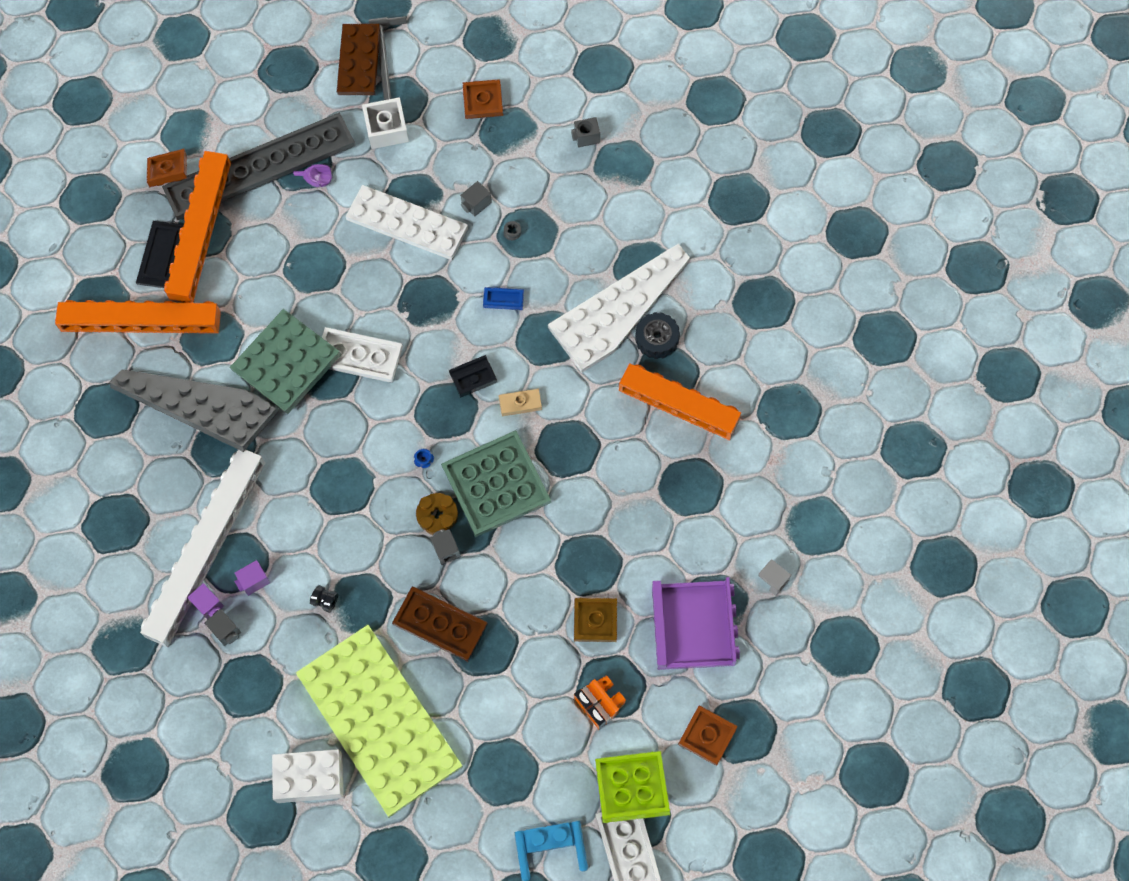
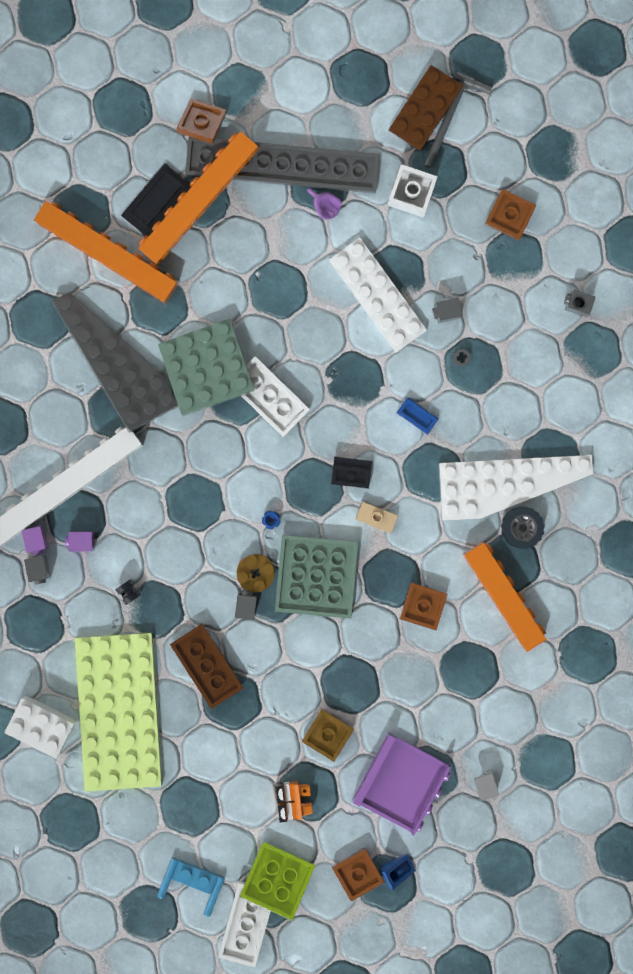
camera: 25 degrees right, 20 degrees up
(611, 452) = (423, 606): none -> dark orange plate
(743, 708) = (397, 871): none -> blue slope

